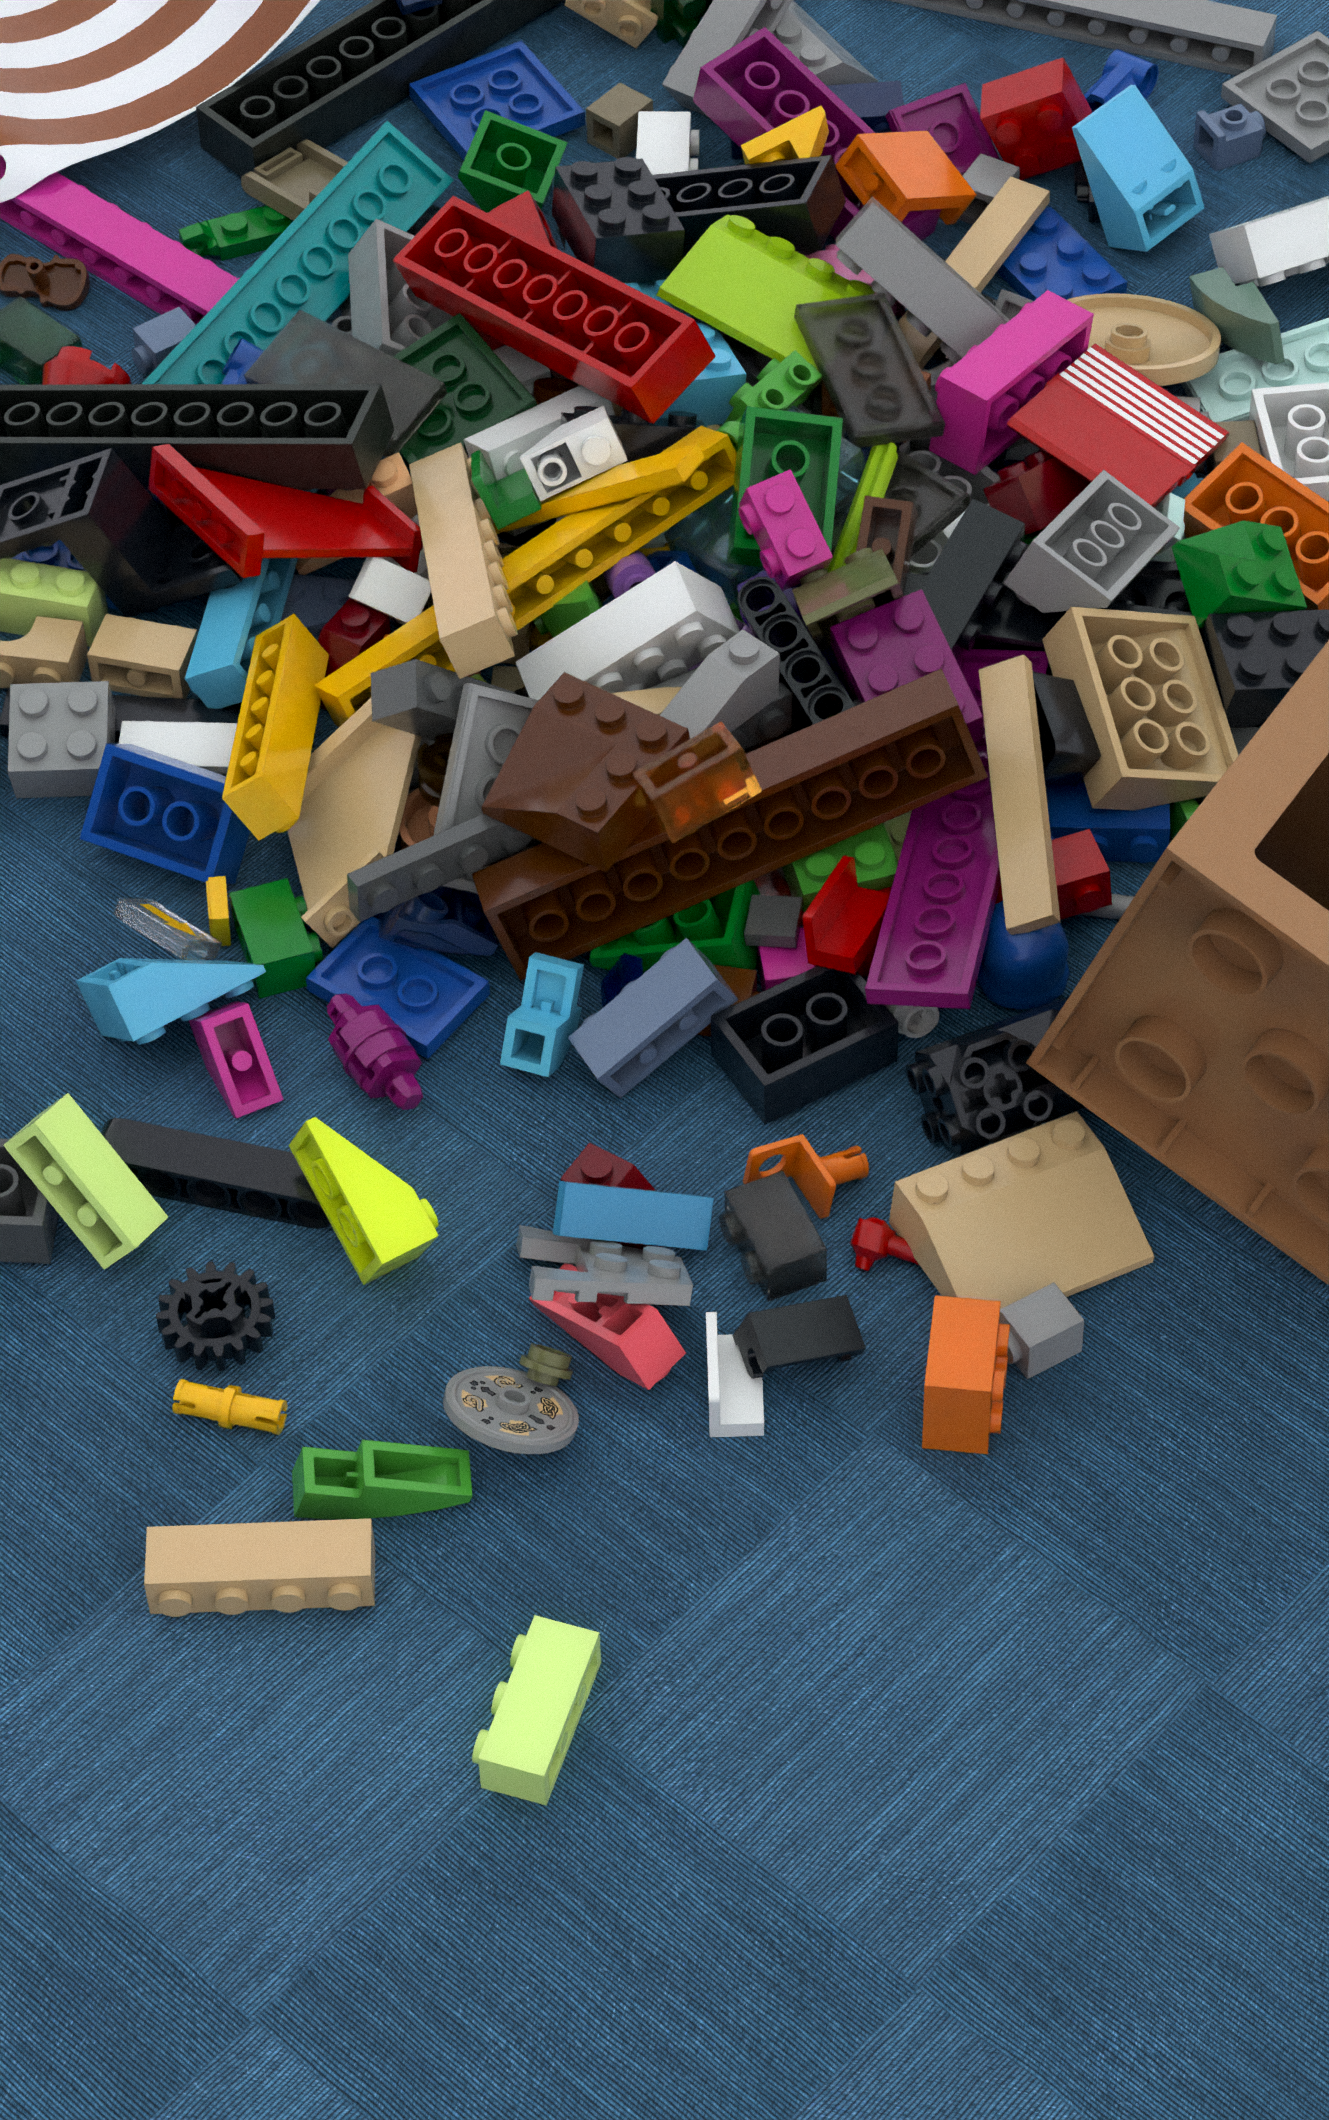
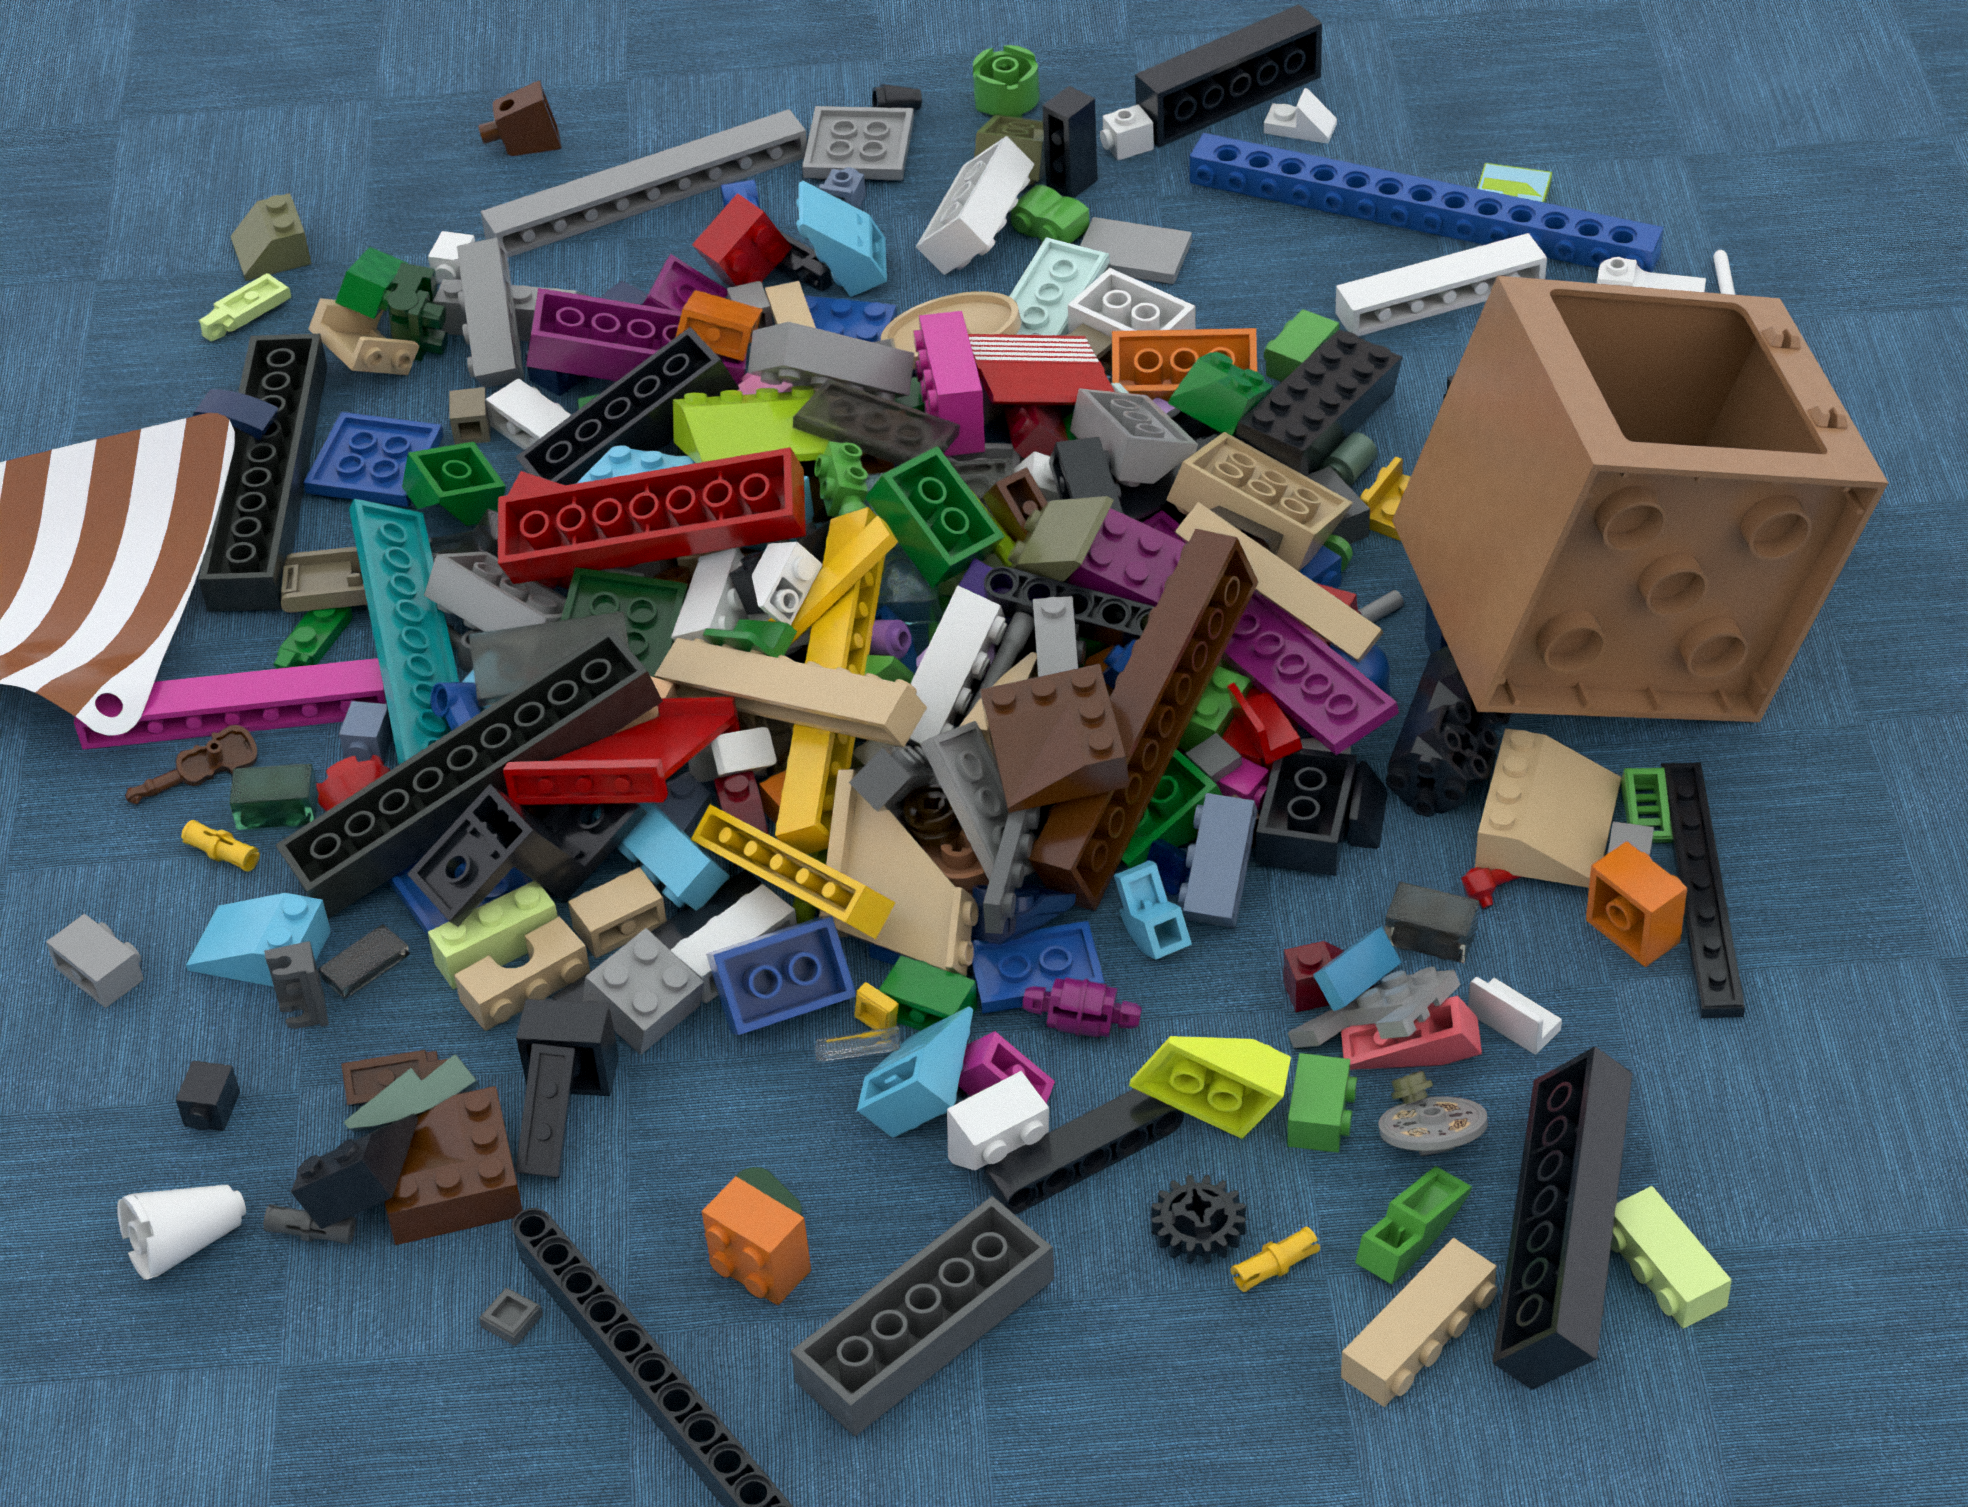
camera: 45 degrees left, 5 degrees down
(86, 1181) = (1043, 1201): yellowish green brick -> none
(150, 1083) = (996, 1122): none -> white slope
(451, 1307) = (1319, 1103): none -> bright green brick
(483, 1587) = (1563, 1220): none -> black brick
(617, 219) = (613, 442): black brick -> none
(697, 782) = (1141, 688): clear orange brick -> none
(784, 529) = (979, 530): dark pink brick -> none
(795, 139) = (646, 340): yellow slope -> none
(798, 1335) = (1526, 958): black hinge -> none
(812, 1174) = (1408, 869): orange bracket -> none
(869, 1084) = (1367, 808): none -> black slope
(1073, 1422) = (1705, 905): none -> black tile
(1146, 1264) = (1647, 779): none -> bright green slope
(1239, 314) = (998, 273): sand green slope -> none

